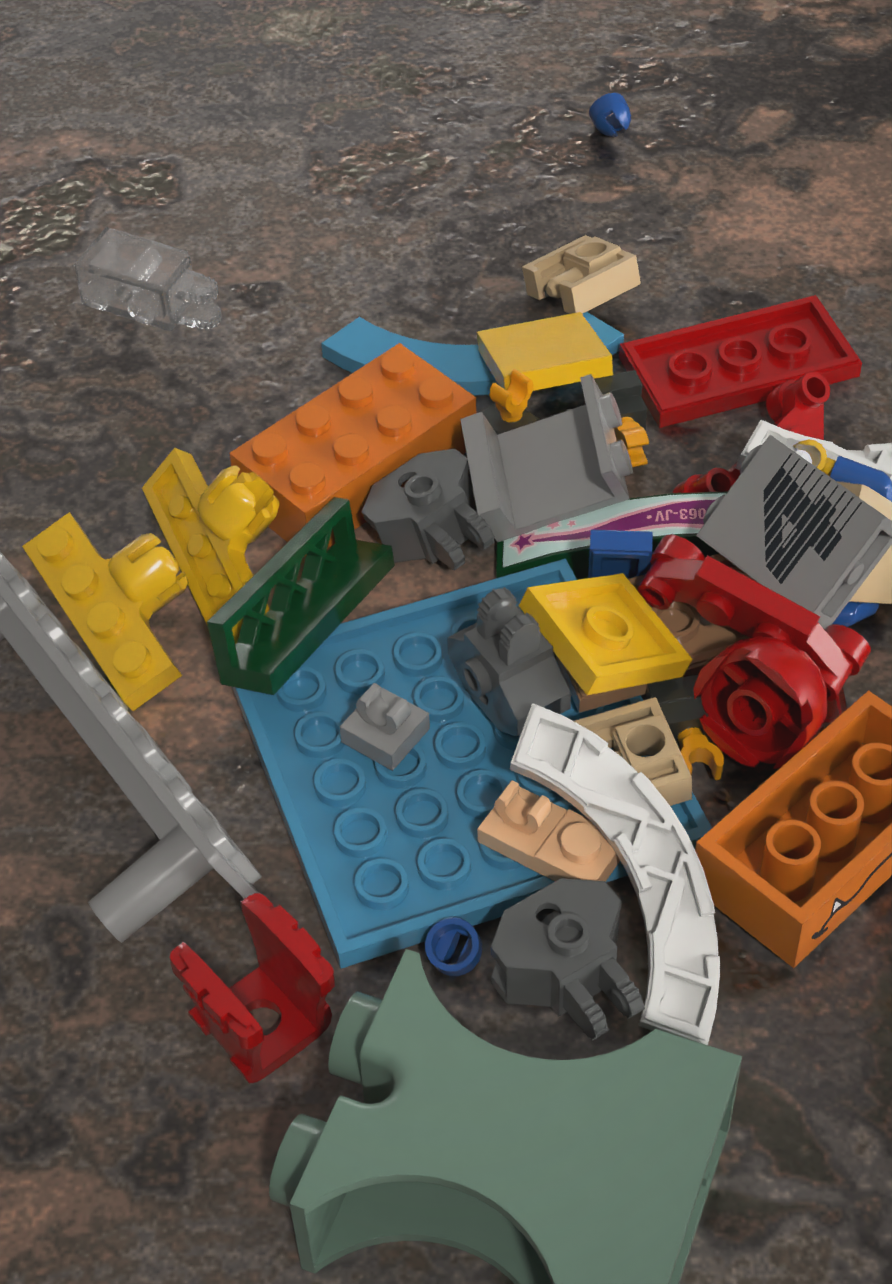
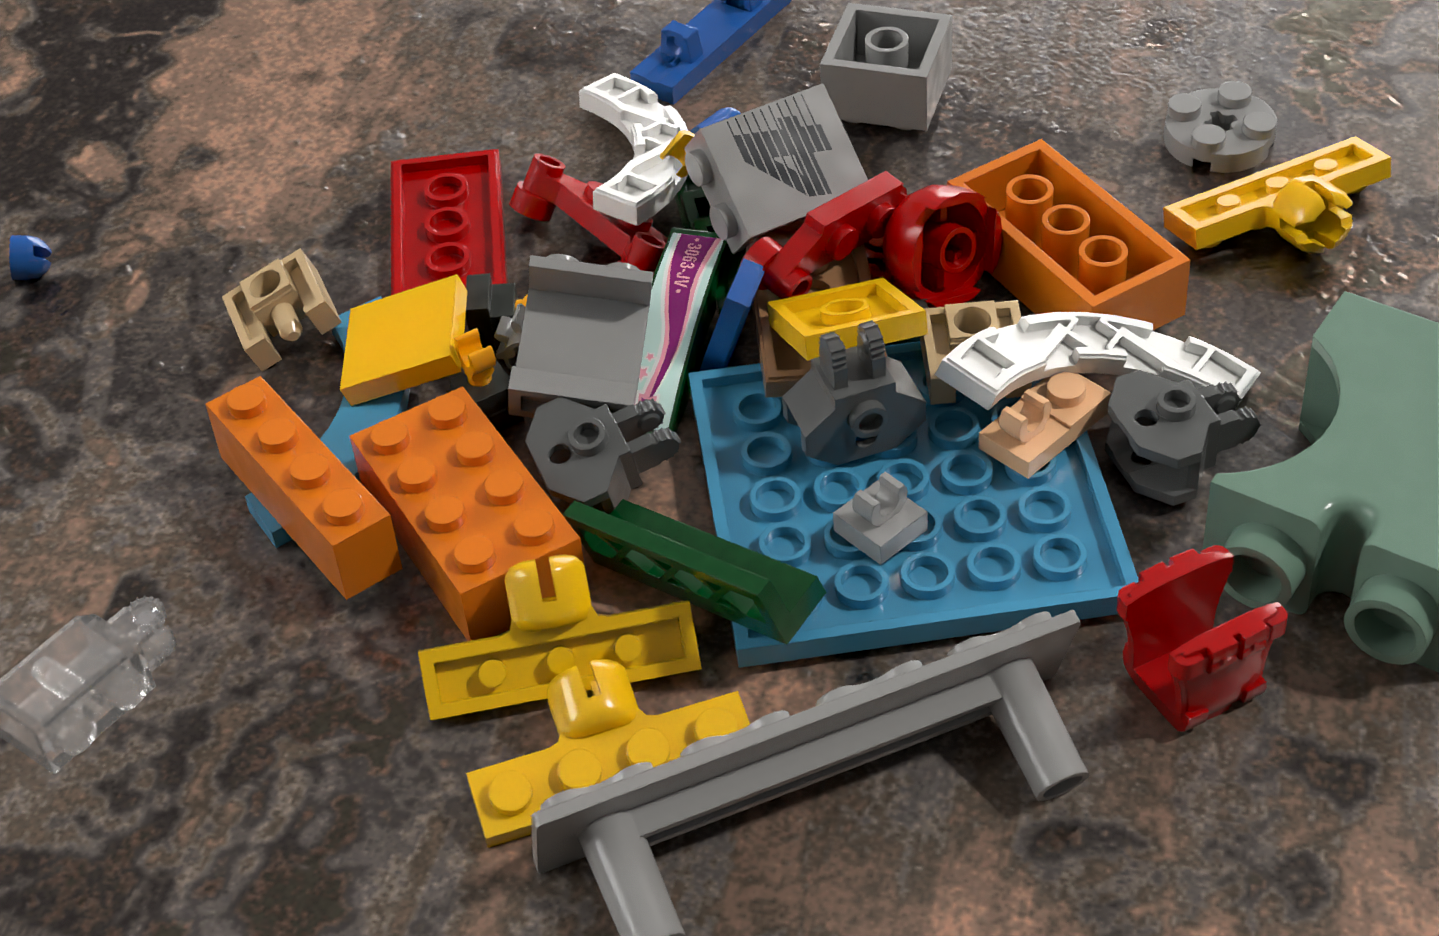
camera: 75 degrees left, 5 degrees down
(347, 330) = (305, 487): none -> orange brick
(442, 943) = (1142, 515): blue hinge -> none

